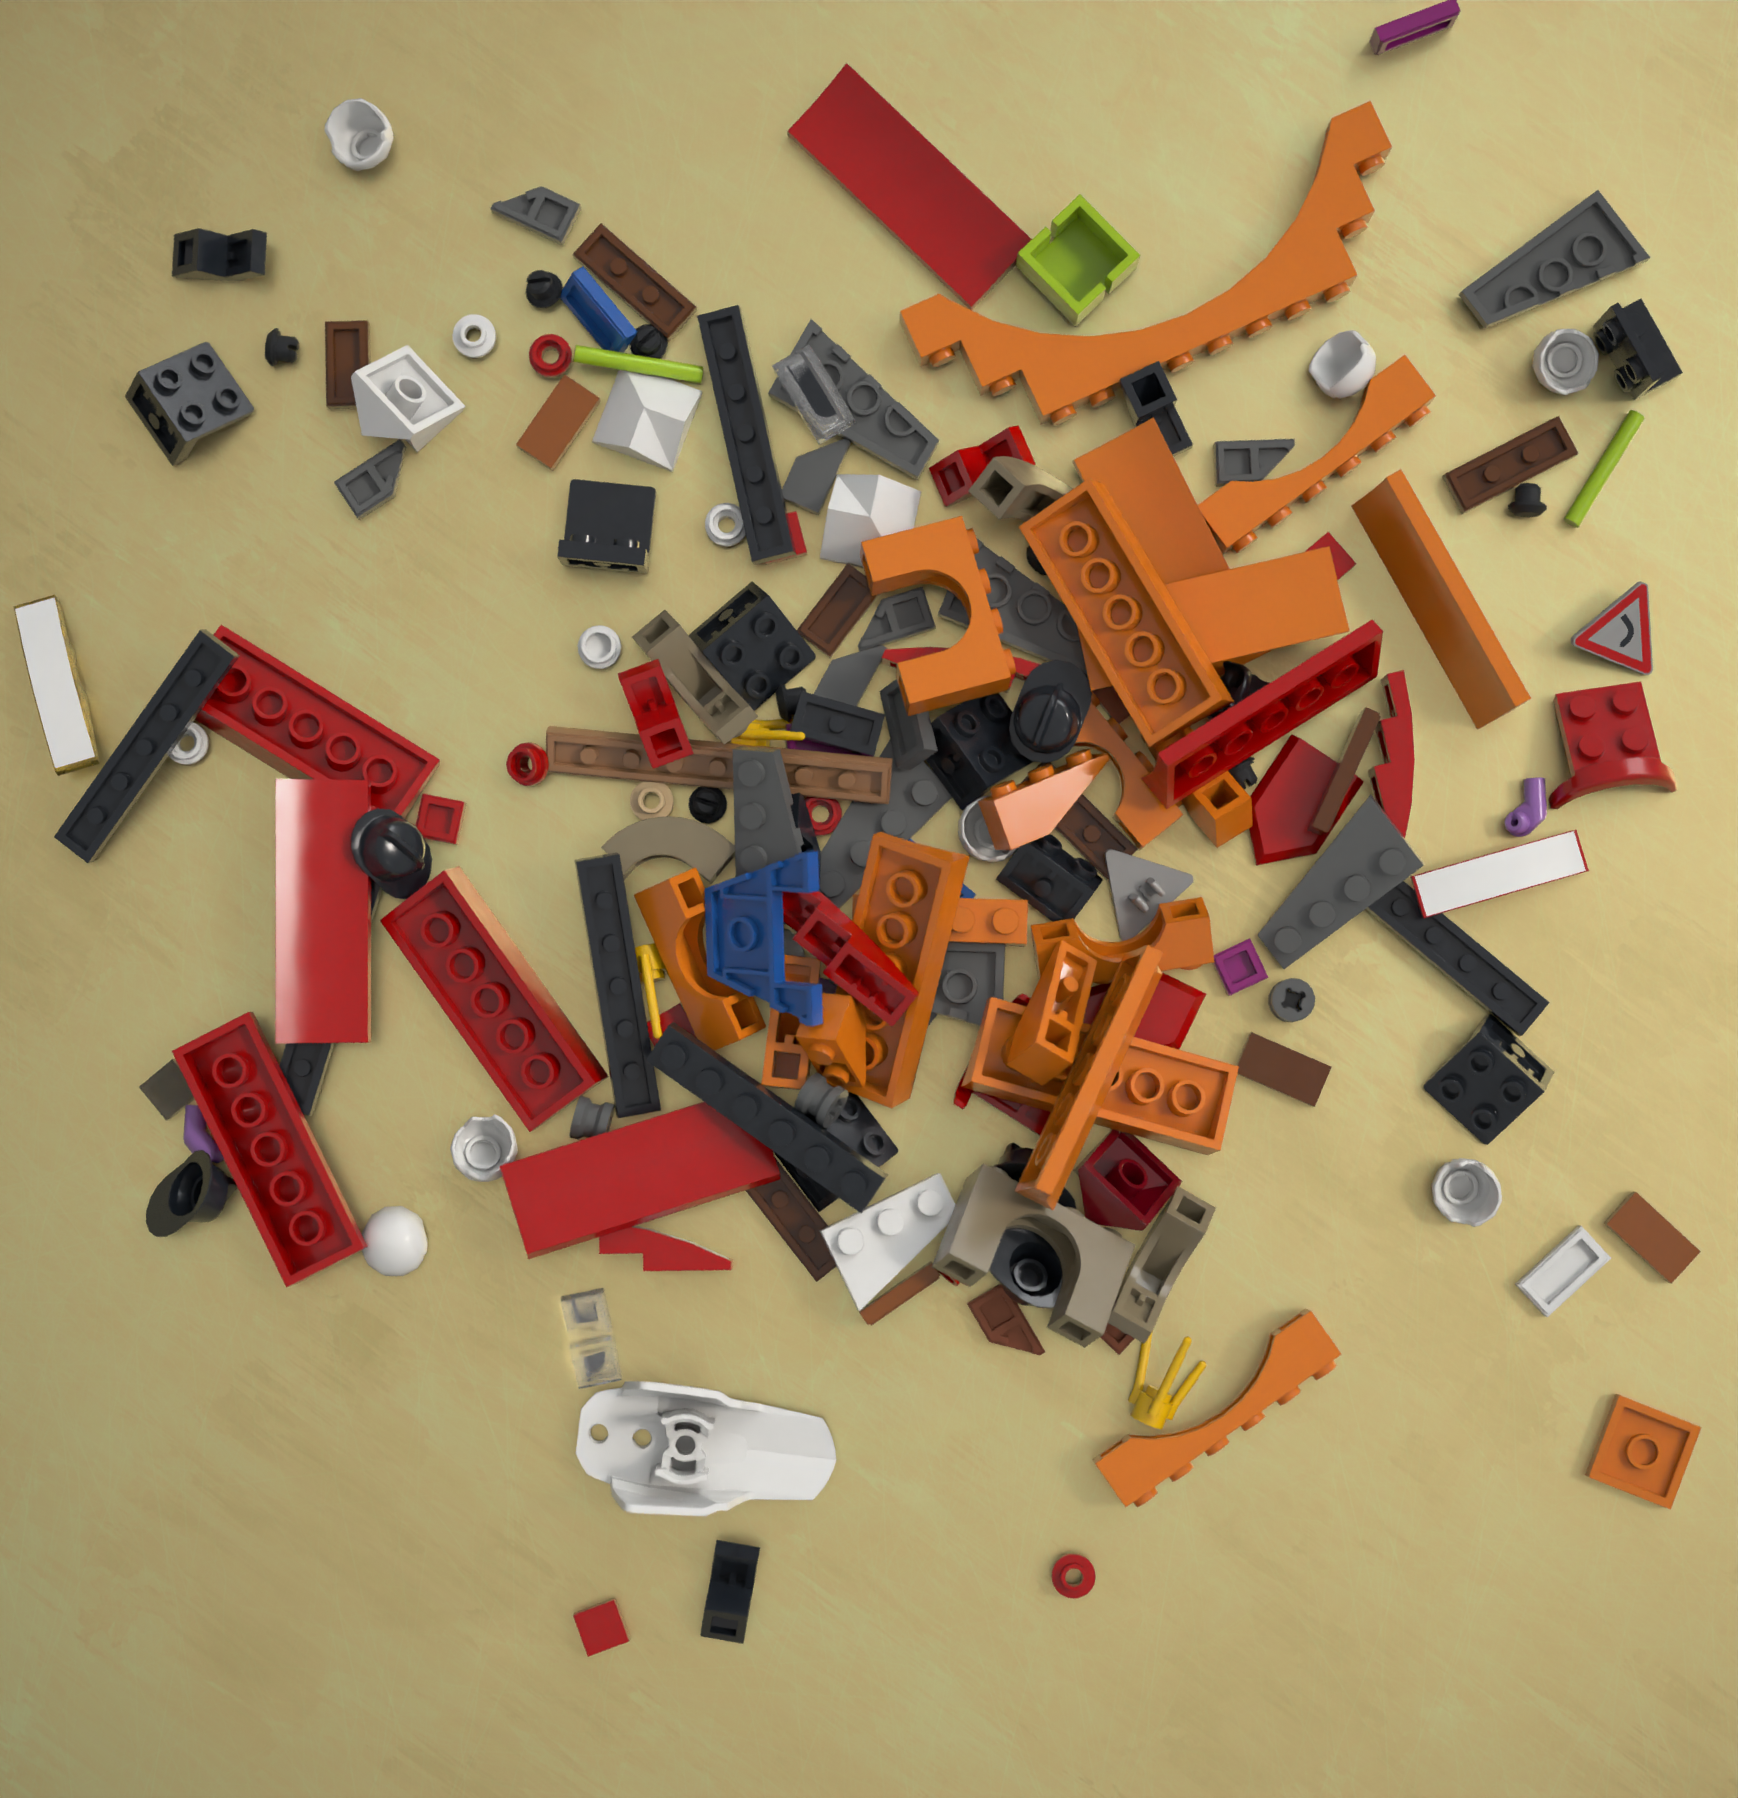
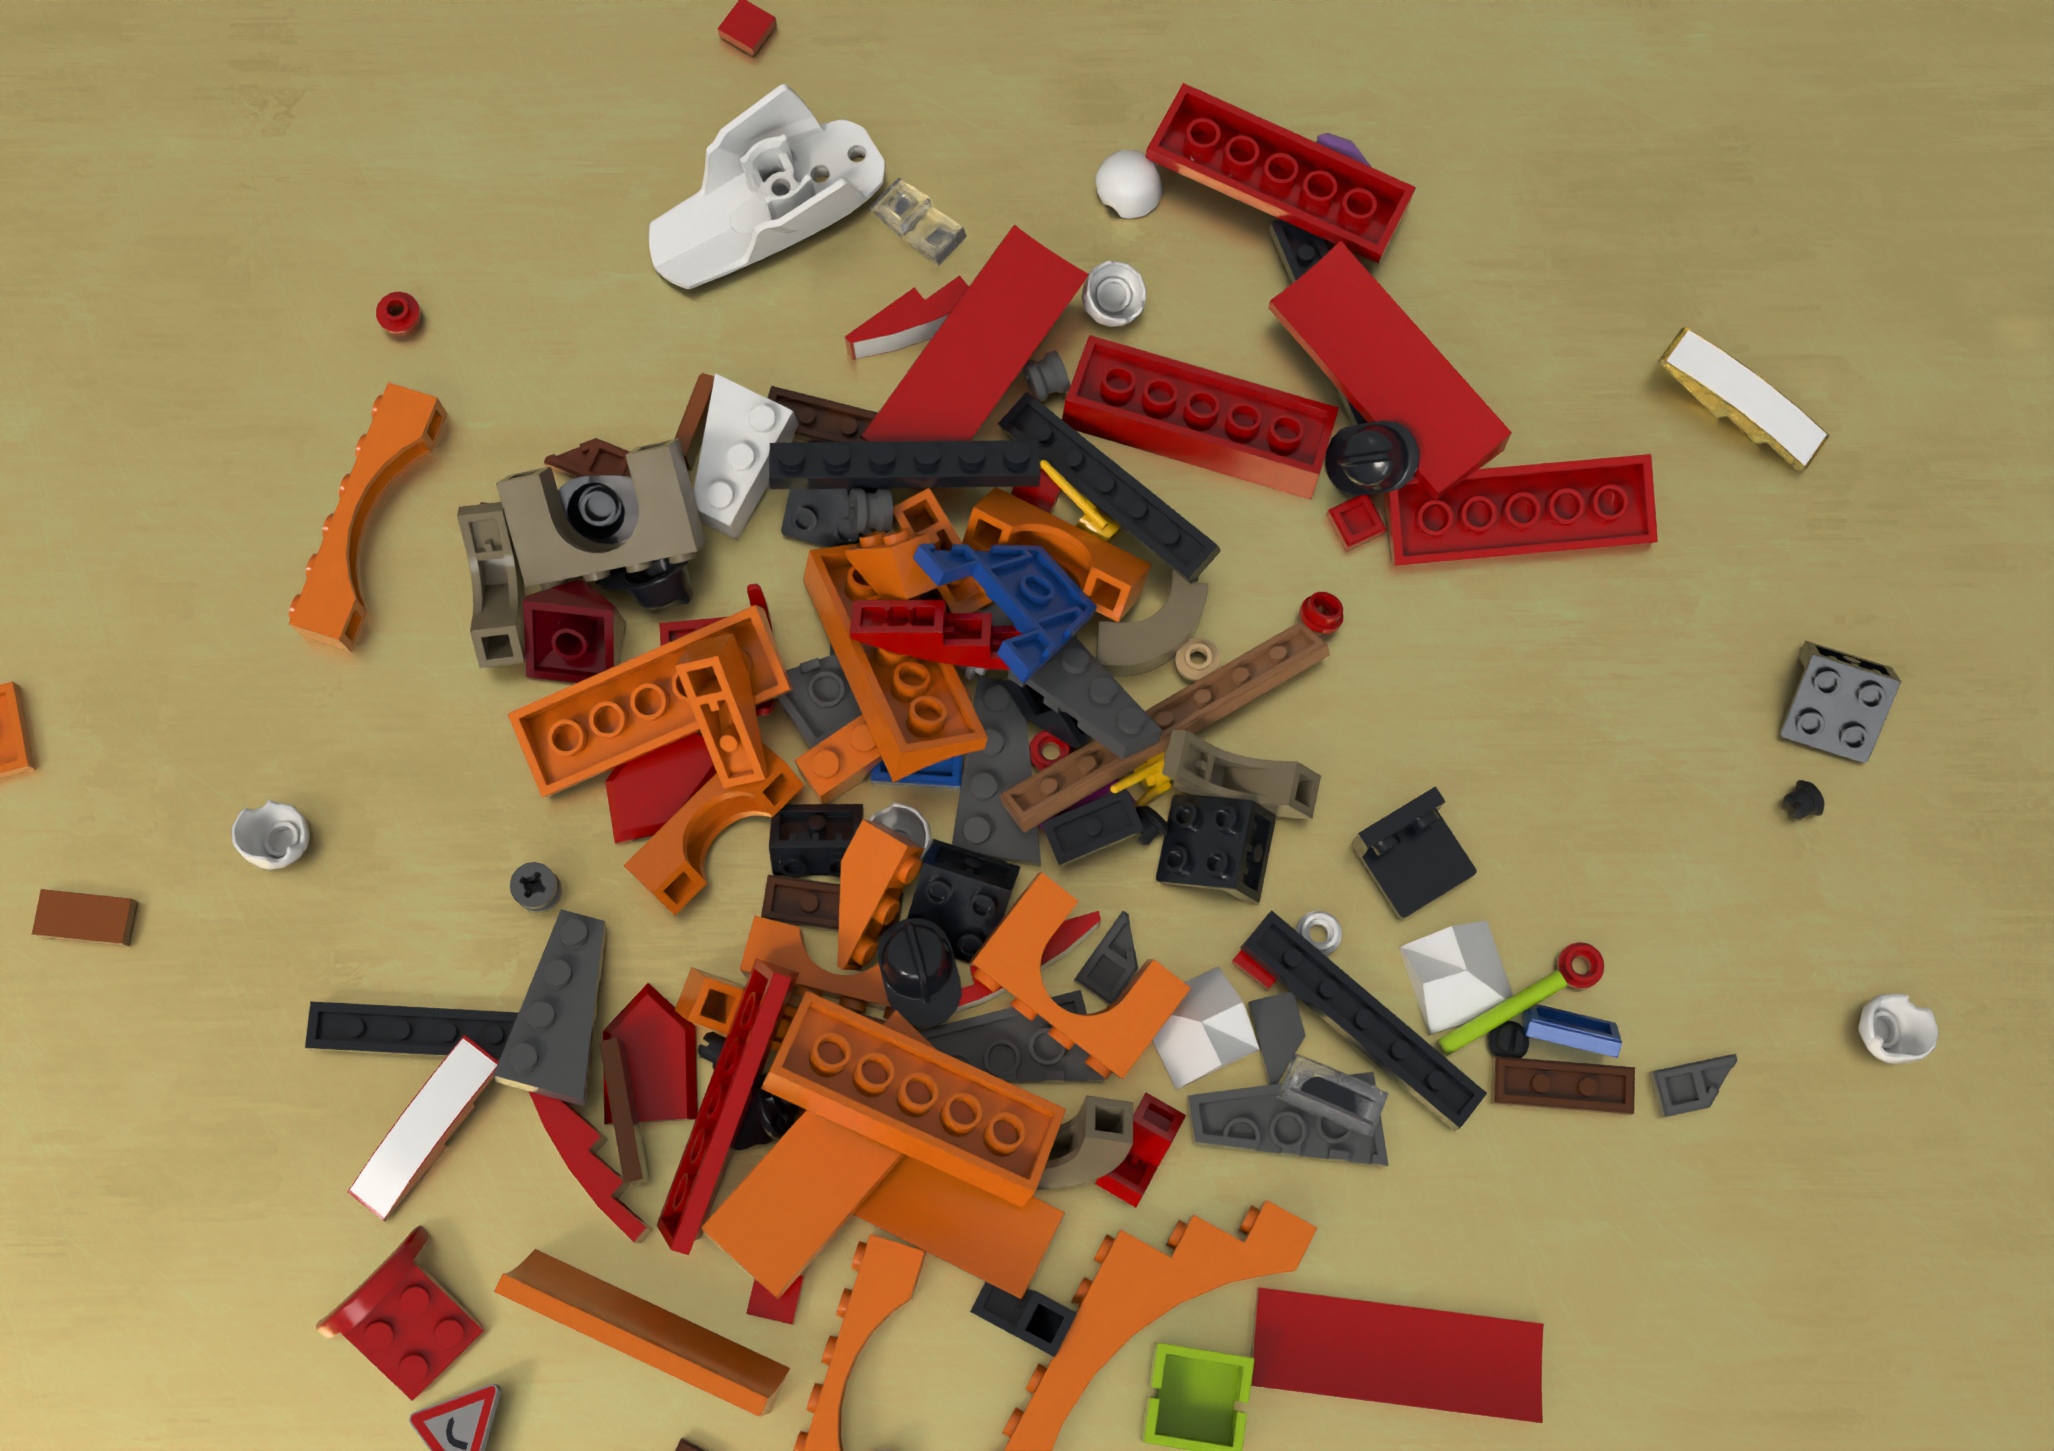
camera: 140 degrees right, 10 degrees down
(146, 745) = (1633, 399): black plate -> none
(168, 1090) = (1396, 163): clear smoke tile -> none
(188, 1194) = (1312, 100): black piece -> none
(197, 752) = (1613, 424): white plate -> none
(219, 256) = (1920, 839): black slope -> none
(345, 352) = (1738, 831): reddish brown tile -> none
(373, 481) = (1636, 750): dark grey tile -> none
(403, 399) = (1670, 831): white slope -> none
(477, 348) = (1644, 938): white plate -> none
(543, 288) = (1634, 1018): black piece -> none
(558, 422) = (1527, 914): dark orange tile -> none
(599, 647) = (1341, 752): white plate -> none
(655, 713) = (1248, 721): red slope -> none
(707, 804) = (1150, 690): black piece -> none
(730, 1591) = (665, 115): black slope -> none
(837, 611) = (1168, 928): reddish brown tile -> none
(850, 676) = (1114, 880): dark grey tile -> none
(909, 735) = (1022, 861): dark grey tile -> none
(1091, 1077) = (656, 677): orange arch -> none
(1139, 889) = (732, 888): light grey piece -> none
(1154, 1404) = (423, 487): yellow plant -> none
(1239, 967) = (602, 885): magenta tile -> none
(1248, 459) = (910, 1337): dark grey tile -> none
(1282, 1069) = (504, 827): reddish brown tile -> none
(1489, 1080) = (313, 947): black bracket -> none
(1531, 811) = (435, 1208): medium lavender arm -> none
(1563, 1271) = (145, 834): white tile -> none

